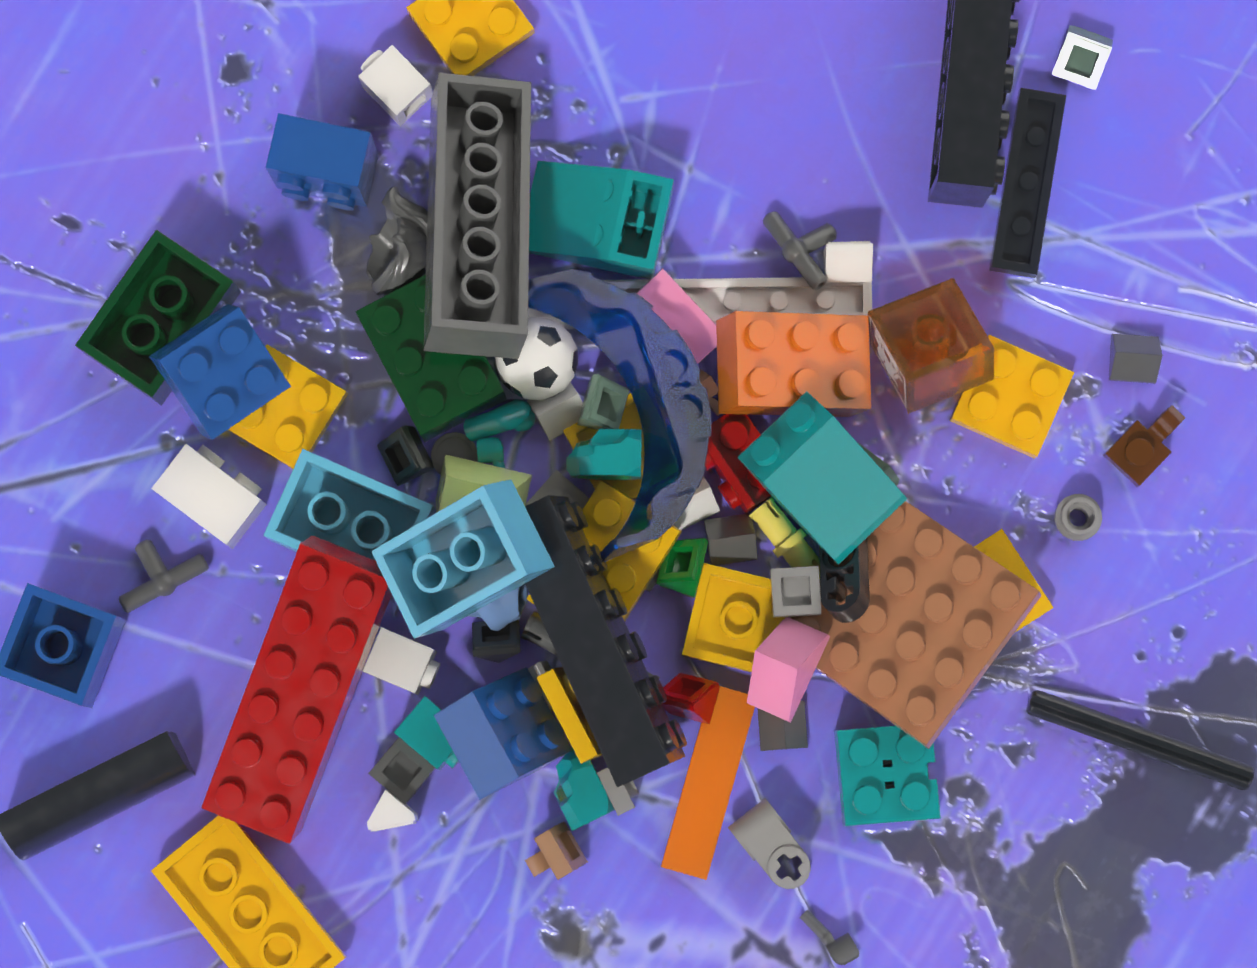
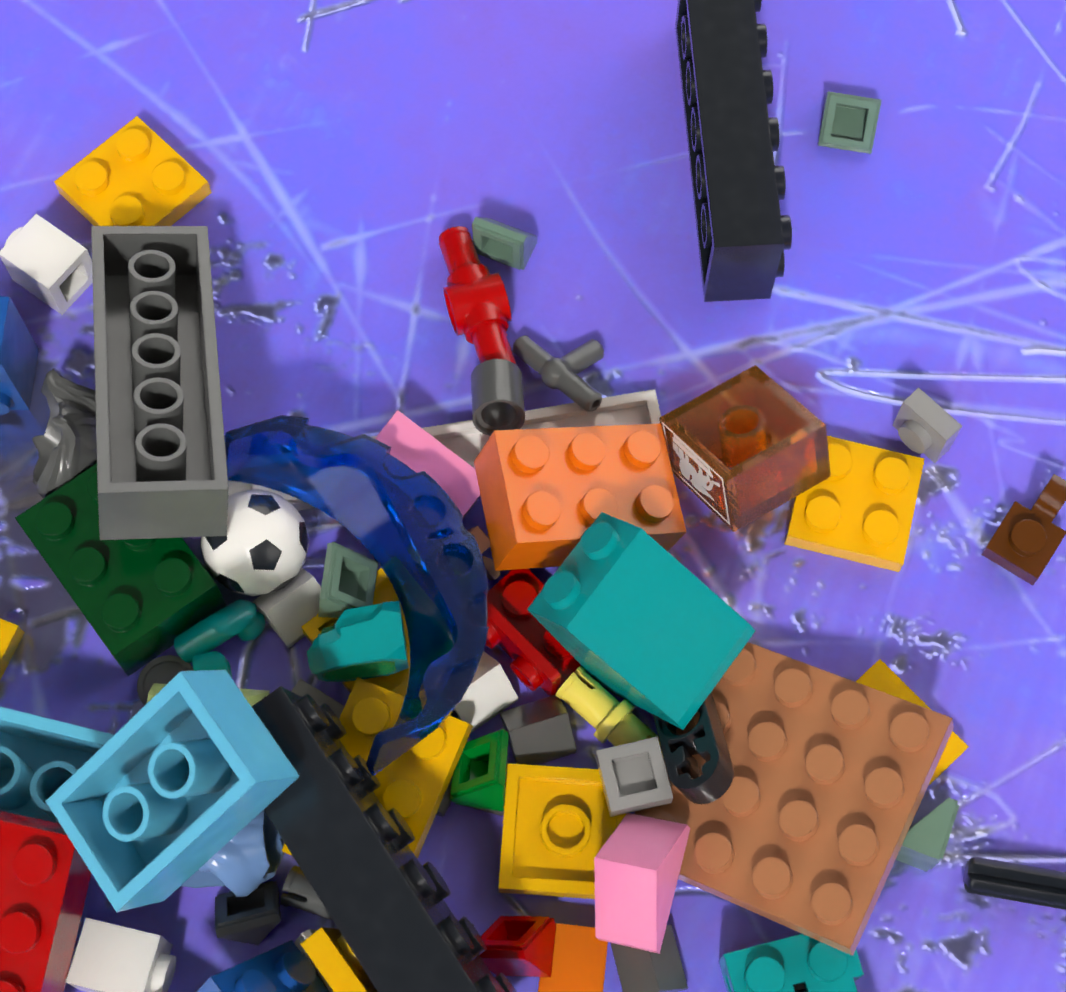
camera: 10 degrees left, 15 degrees down
(405, 455) = (103, 692): pearl dark grey slope -> none
(599, 216) = (316, 364): teal slope -> none
(740, 178) = (475, 298): none -> red pin
(743, 268) = (497, 396): none -> dark grey beam
(772, 122) = (502, 242): none -> sand green slope
(848, 261) = (623, 371): white slope -> none
(1006, 671) = (928, 838): none -> sand green slope
(1027, 182) = (818, 260): black plate -> none
(1080, 346) = (926, 426): none -> light grey plate
(1088, 507) = (980, 617): light grey plate -> none
(1134, 358) = (993, 434): dark grey slope -> none

